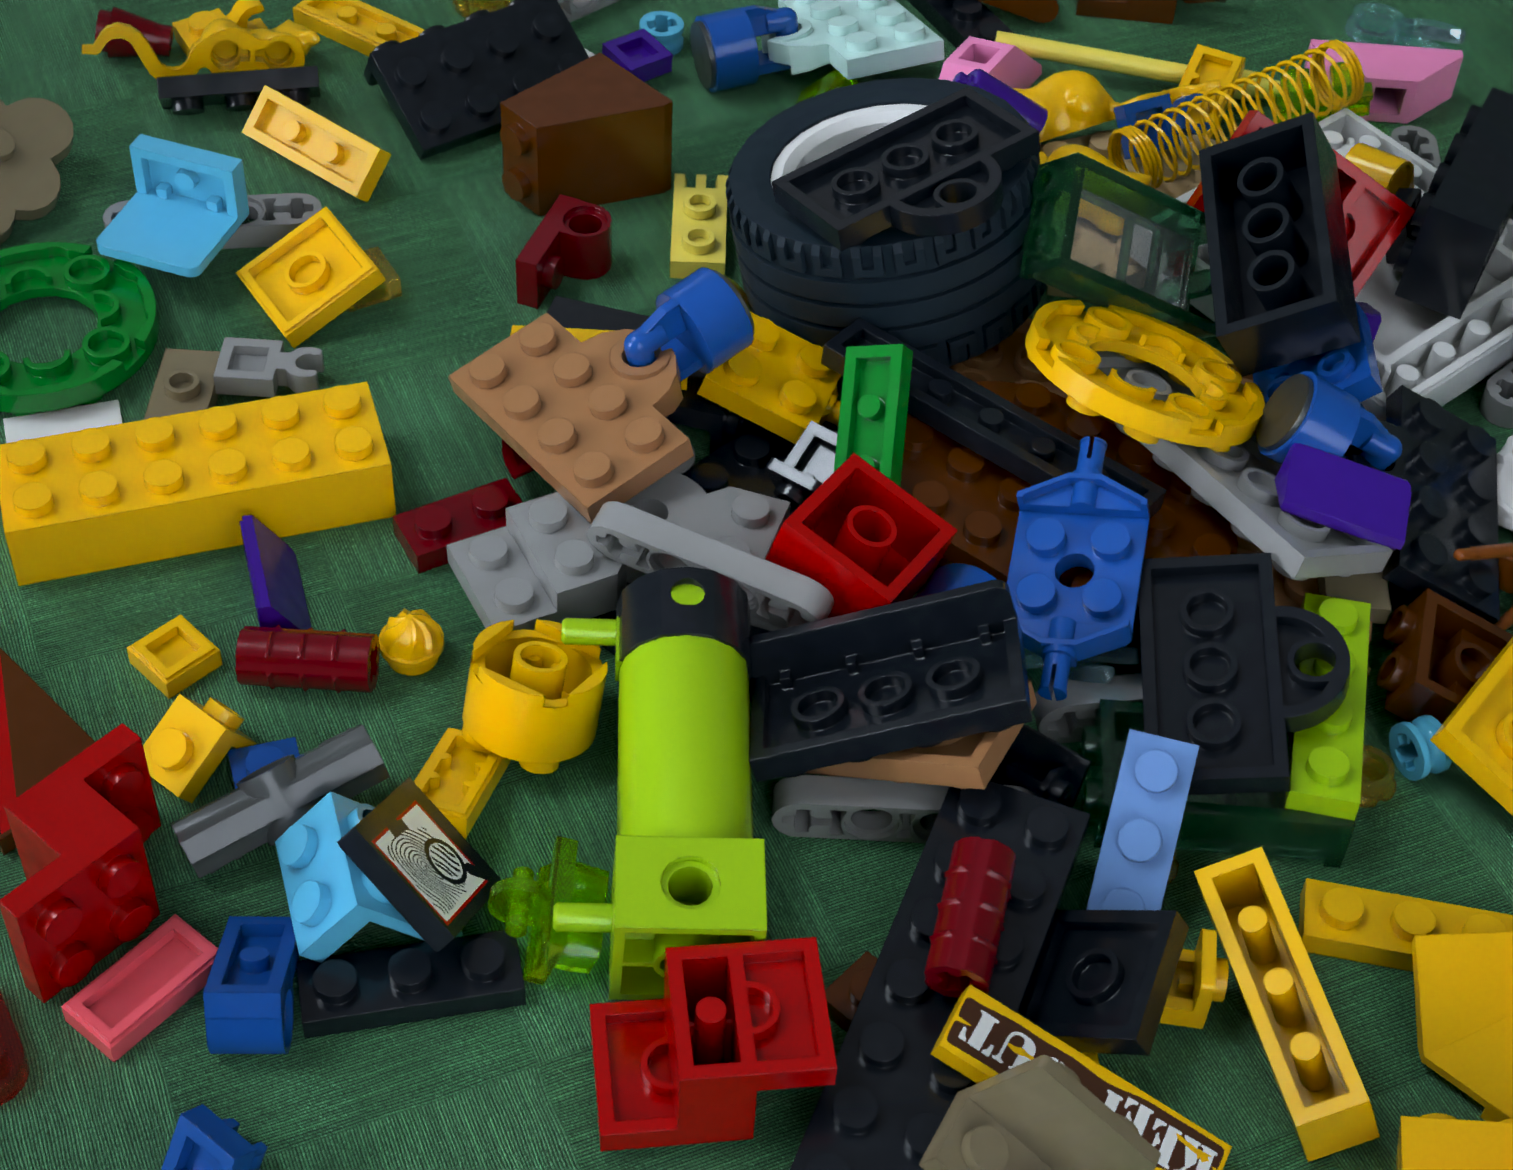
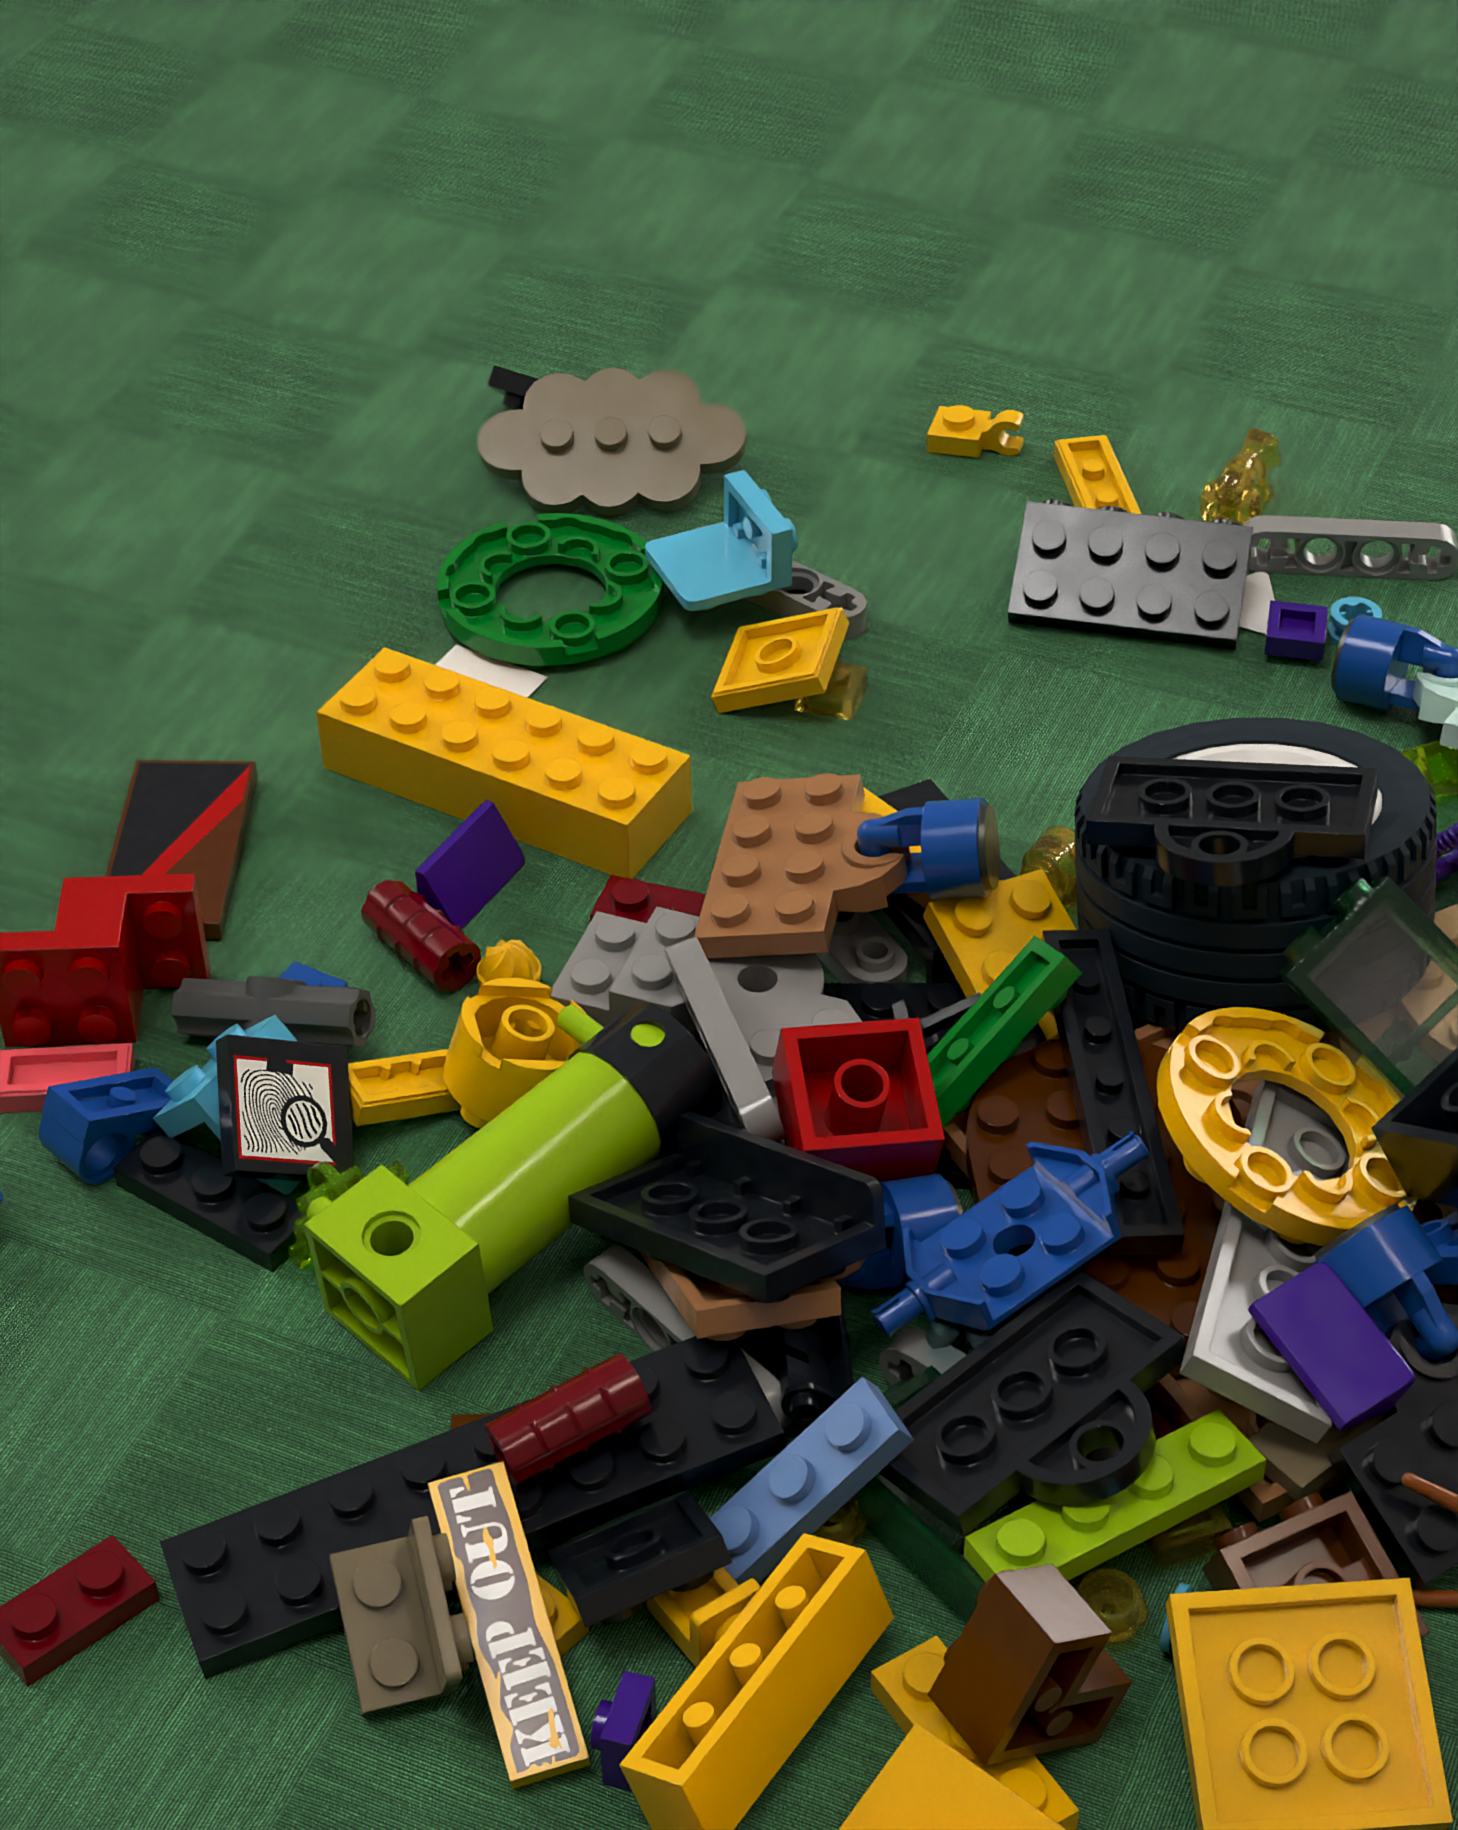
camera: 50 degrees right, 5 degrees down
(157, 34) = (892, 398): dark red cone -> none
(174, 656) = (349, 876): yellow tile -> none
(183, 383) = (600, 691): dark tan plate -> none
(192, 744) = (278, 936): yellow bracket -> none
(220, 48) = (942, 449): yellow animal -> none
(236, 89) = (921, 486): black plate -> none
(262, 365) = (662, 705): light grey plate -> none
(316, 143) = (923, 561): yellow plate -> none
(568, 242) = (1016, 745): dark red plate -> none
(586, 137) = (1119, 662): reddish brown slope -> none
(726, 1028) = (309, 1370): red bracket -> none
(1233, 1105) = (622, 1723): none -> dark purple plate
(1430, 842) = (1029, 1669): none -> reddish brown brick

